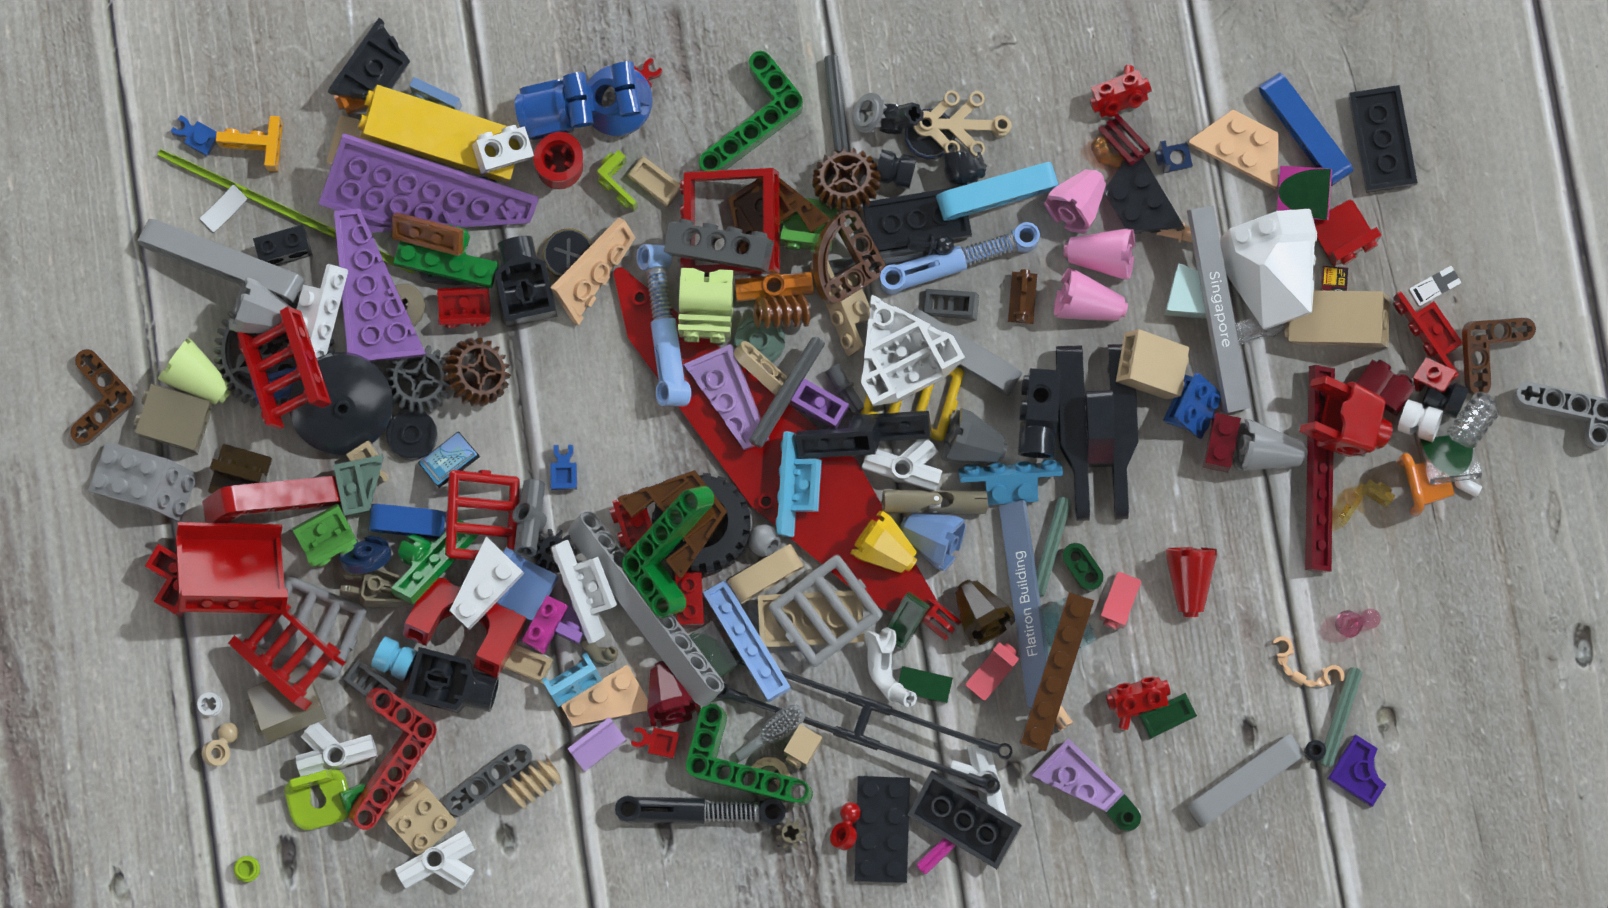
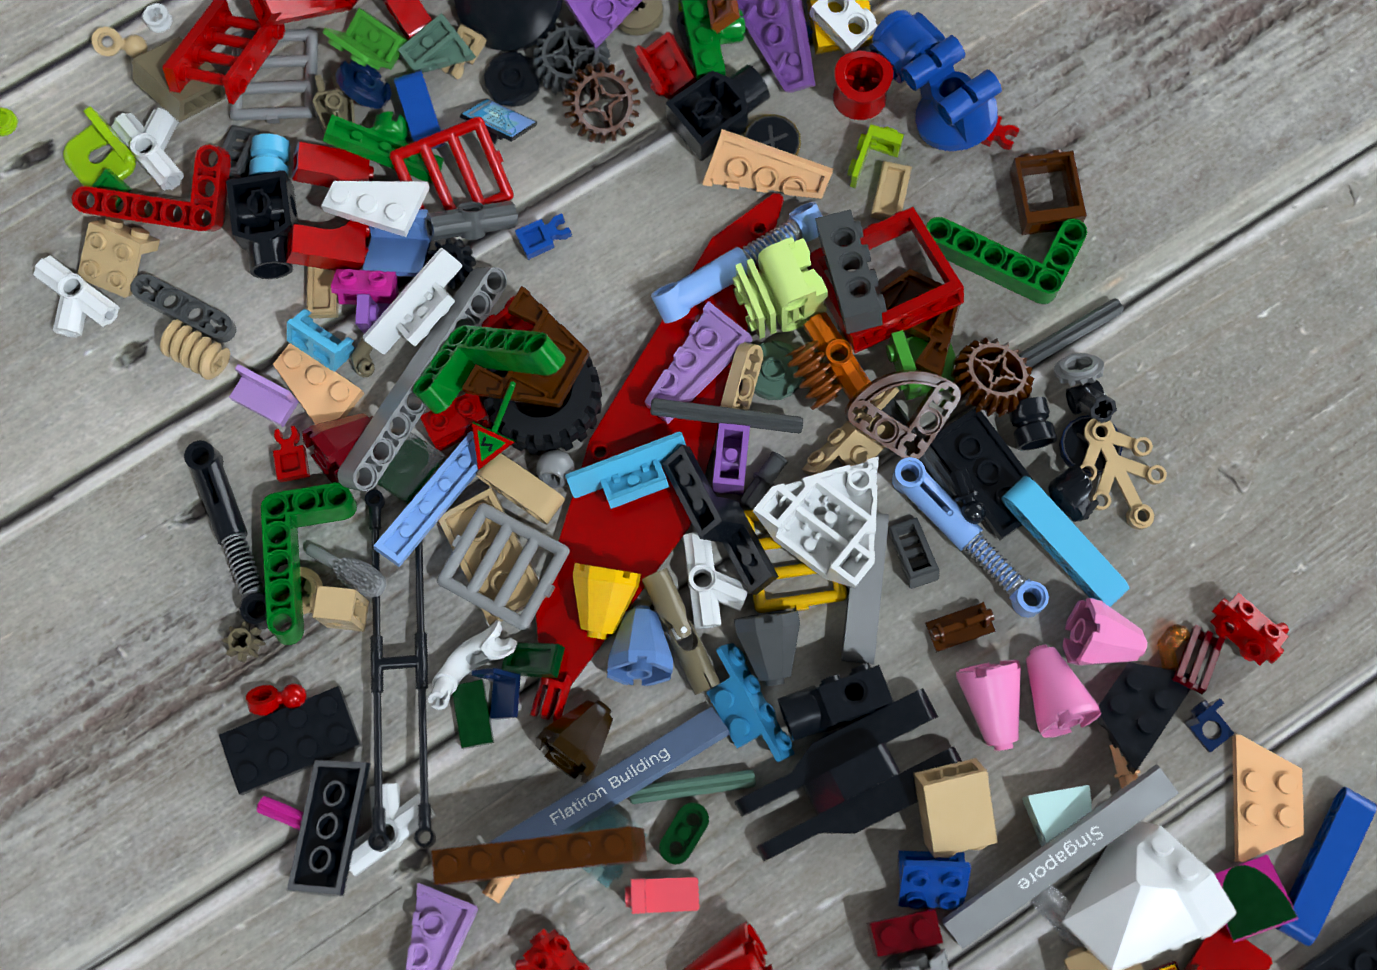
camera: 70 degrees right, 5 degrees down
(691, 45) = (1050, 219): none -> reddish brown window
(726, 578) = (489, 442): none -> piece
(921, 654) = (504, 692): none -> dark blue bracket
(993, 671) = (518, 783): coral bracket -> none

